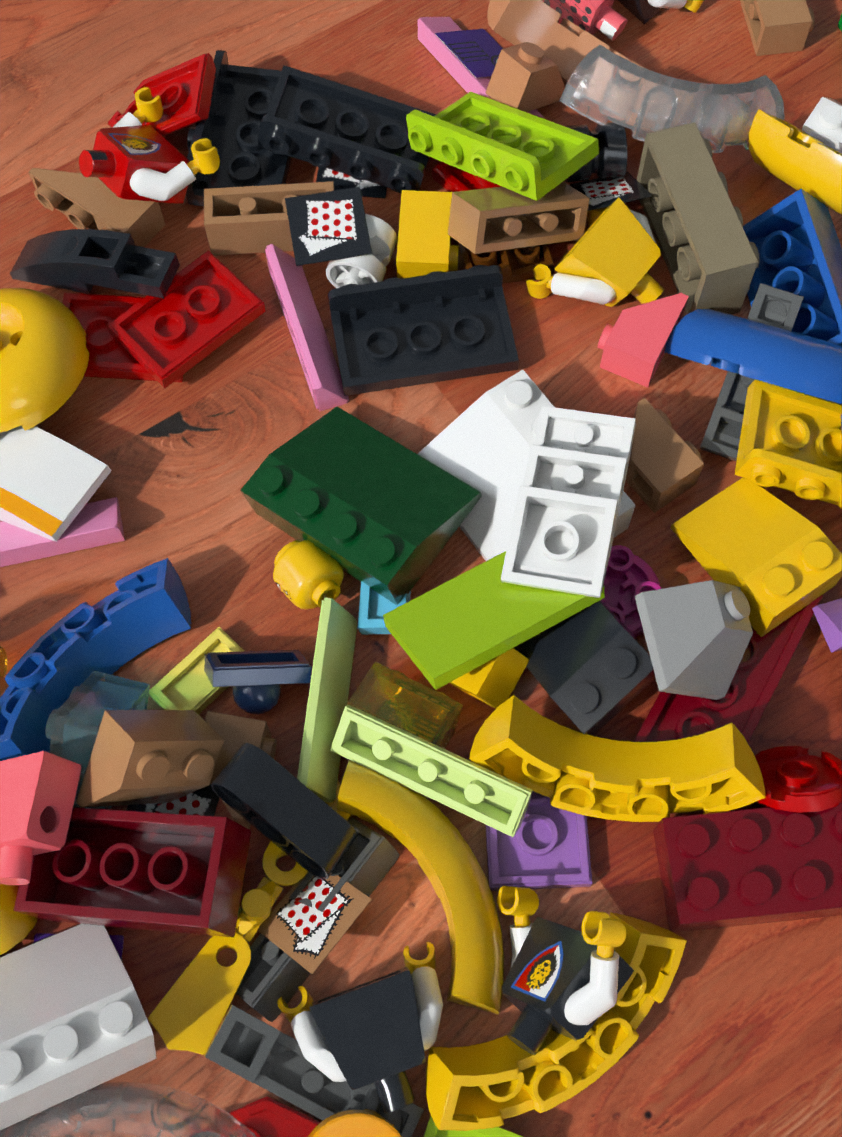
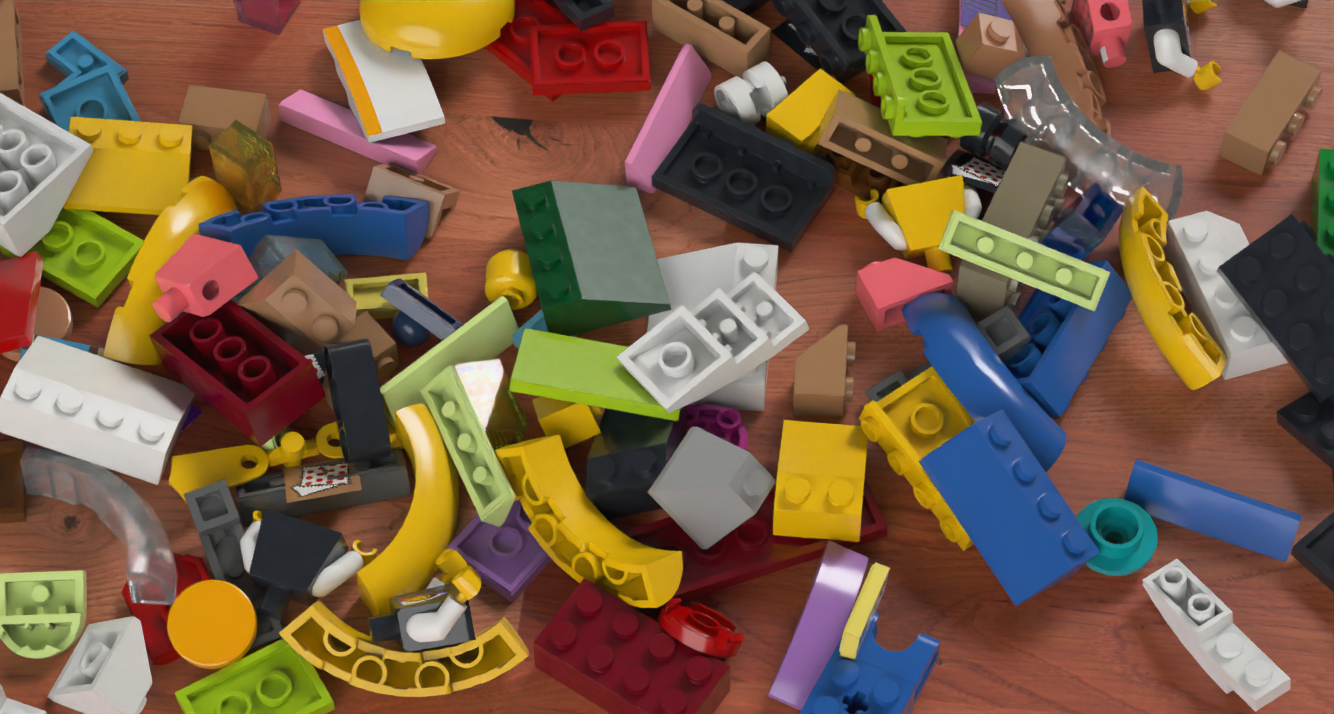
camera: 40 degrees right, 10 degrees down
(122, 556) = (398, 181): none -> medium nougat panel
(328, 226) = (736, 56): sticker -> none
(751, 174) = (1084, 223): none -> clear blue brick
(754, 232) = (1023, 260): none -> yellowish green slope

